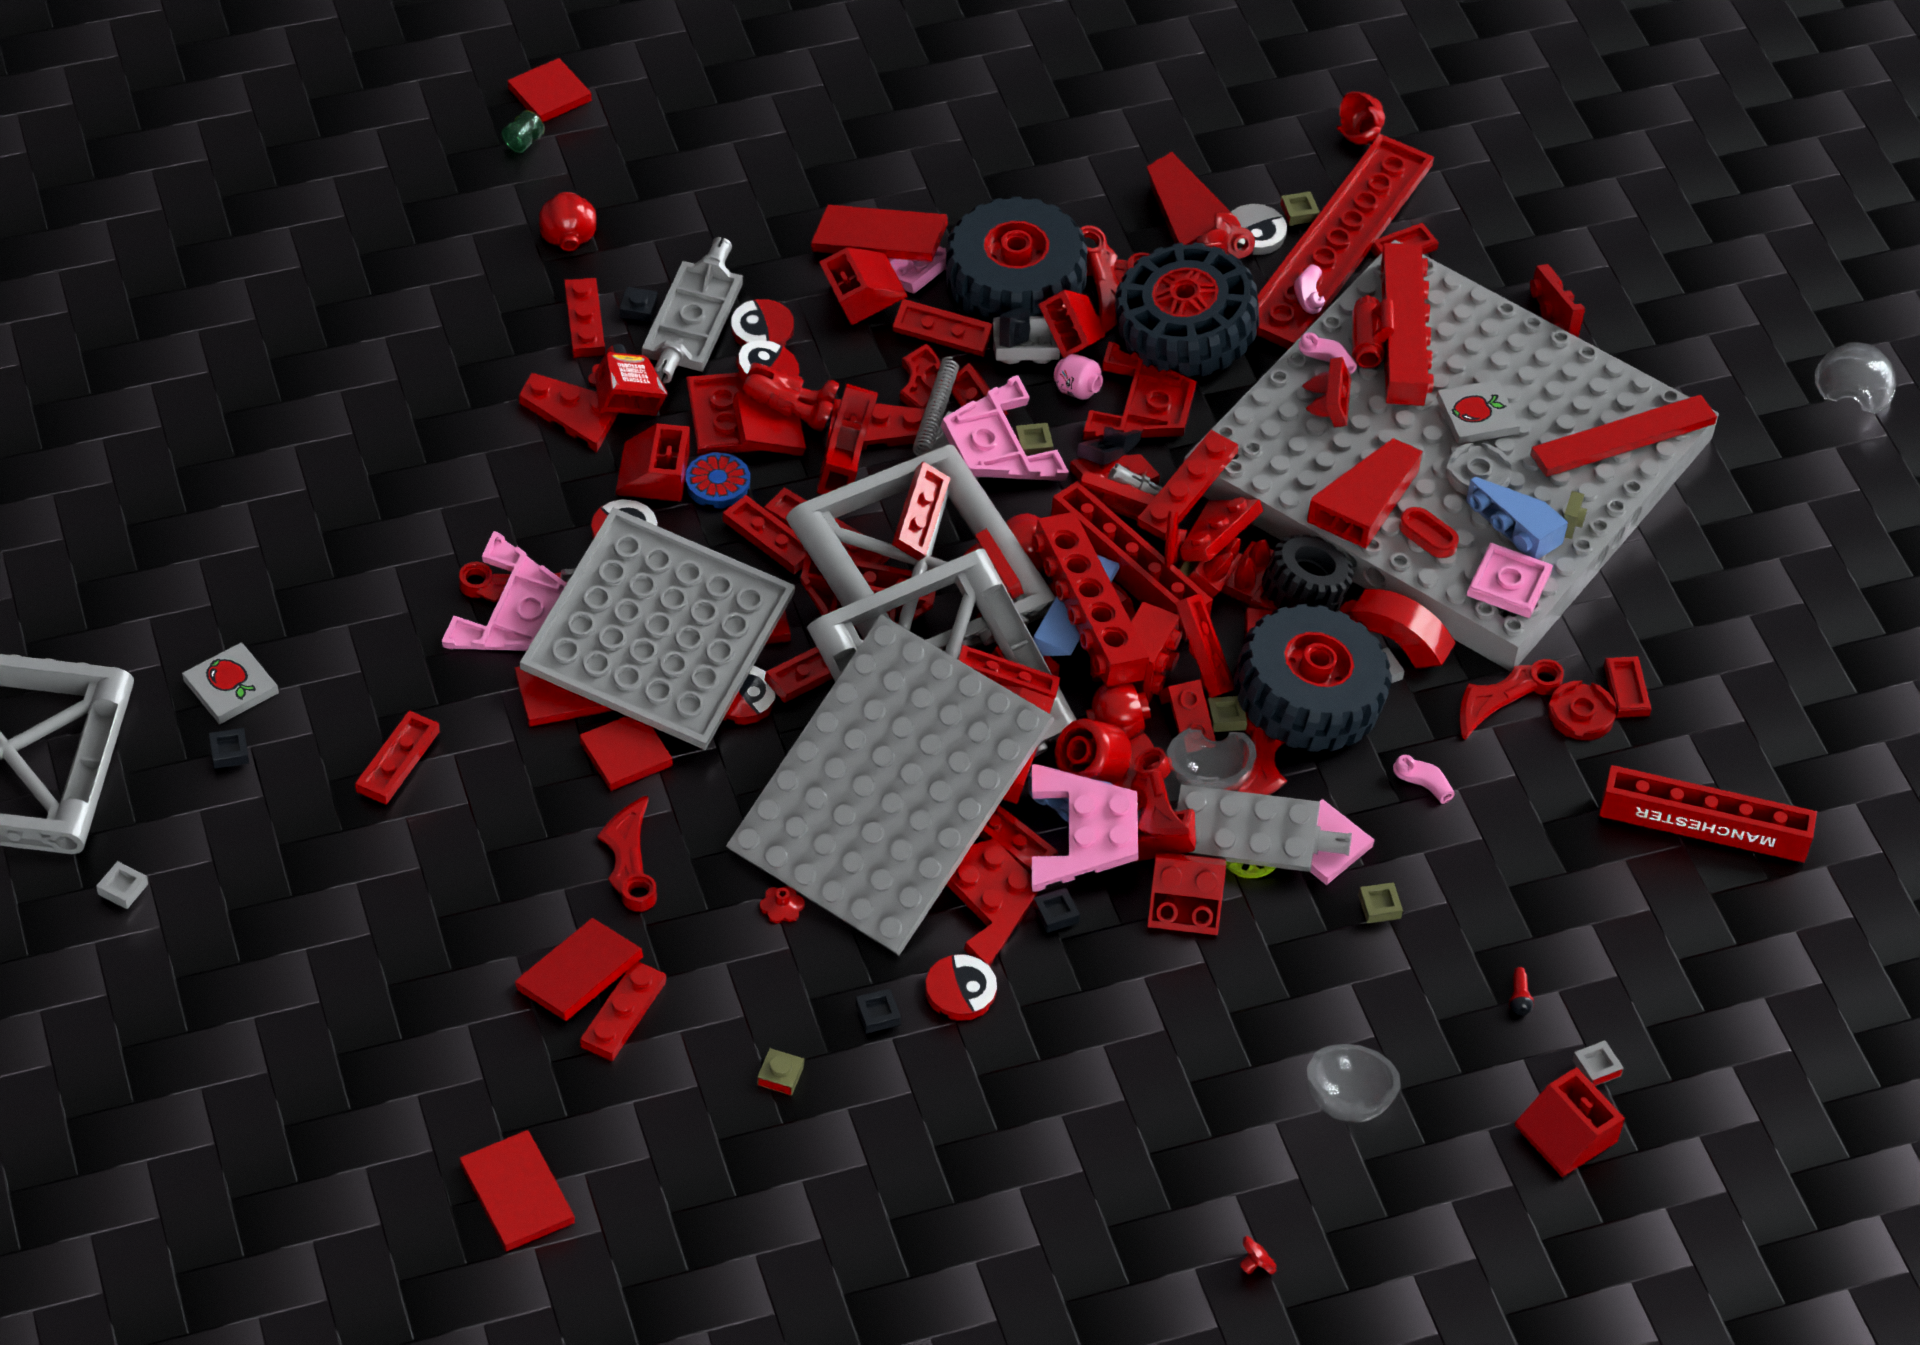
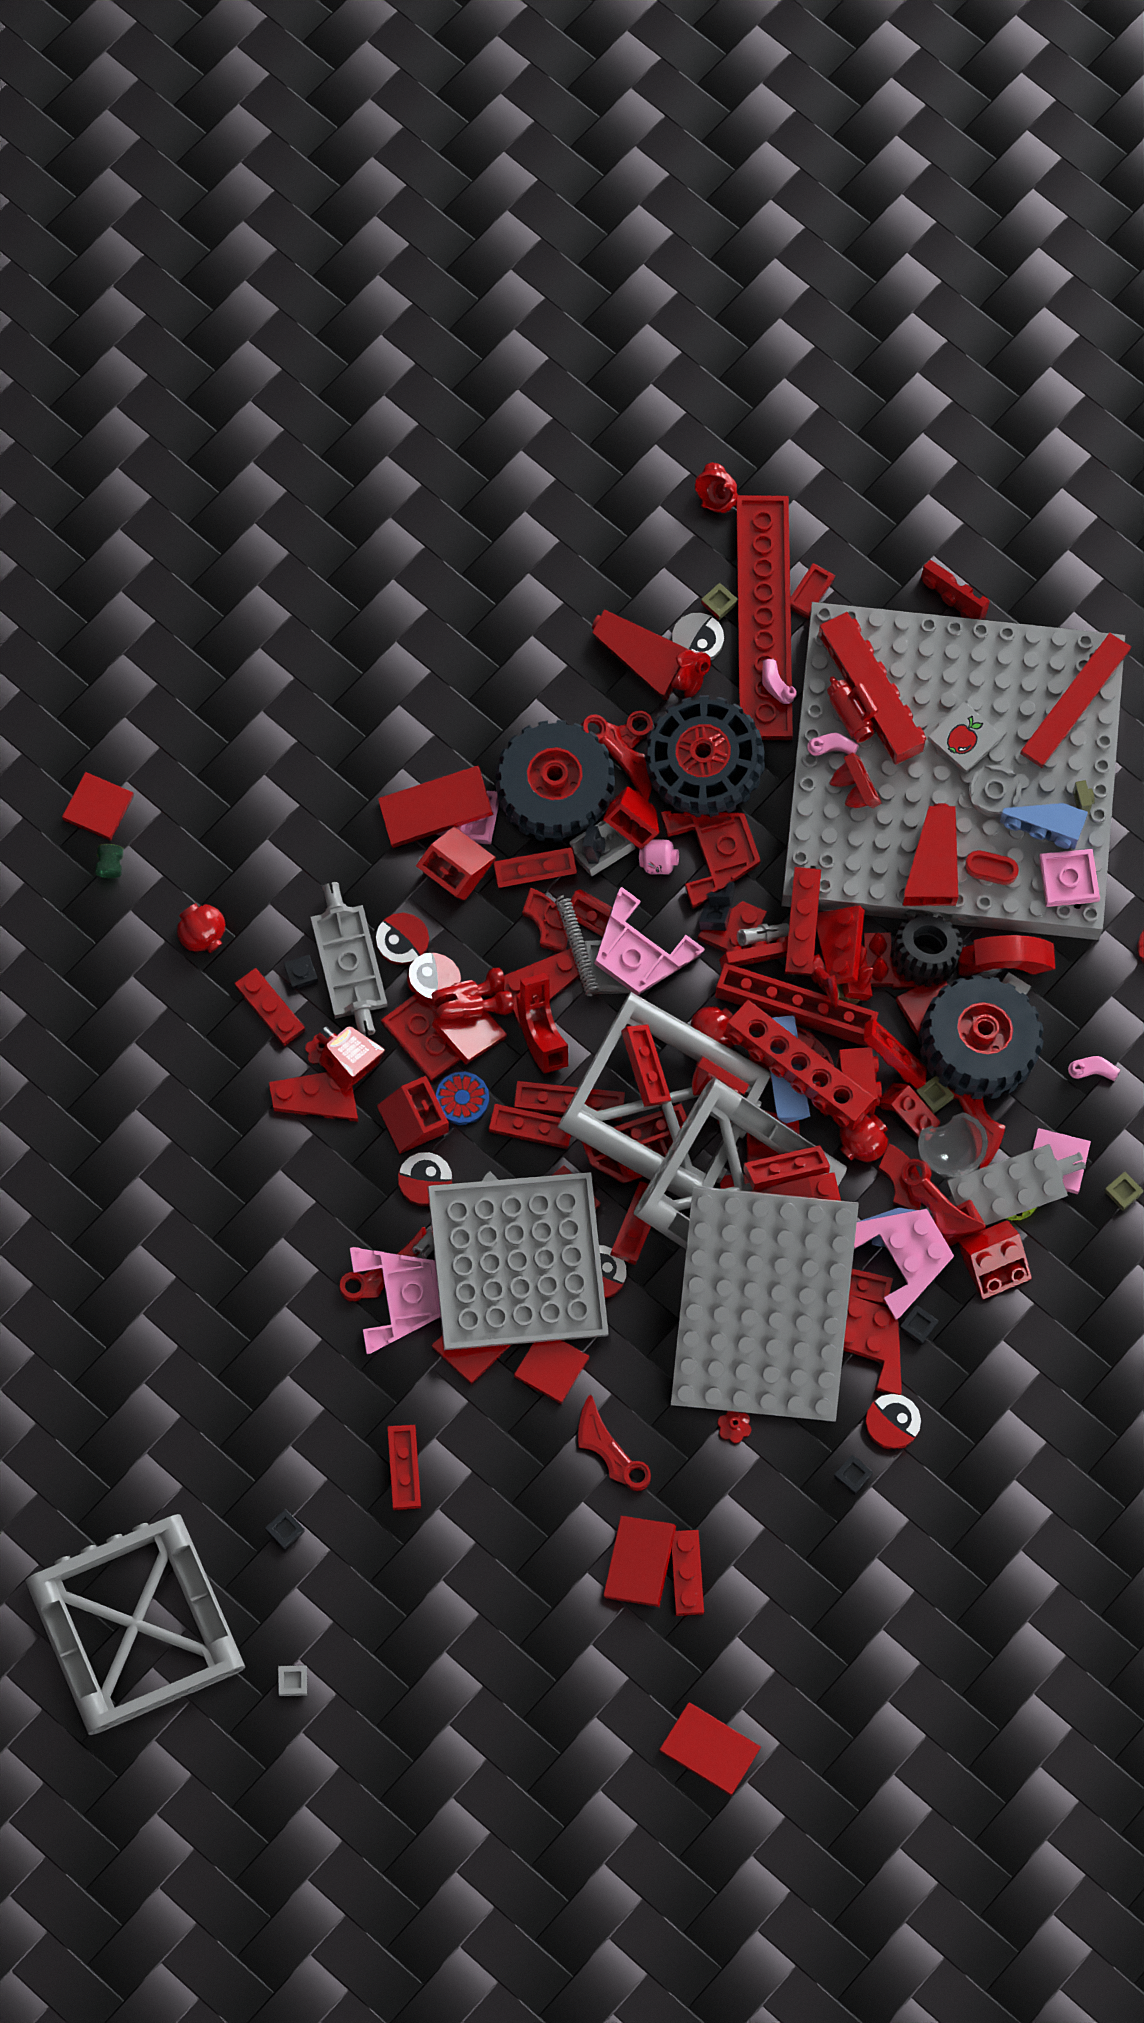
camera: 30 degrees left, 20 degrees up
(230, 683) = (244, 1474): light grey tile -> none
(780, 1071) = (818, 1557): olive plate -> none
(1034, 438) = (661, 932): olive plate -> none
(1093, 750) = (873, 1185): red head -> none
(1483, 700) = (1096, 975): red piece -> none

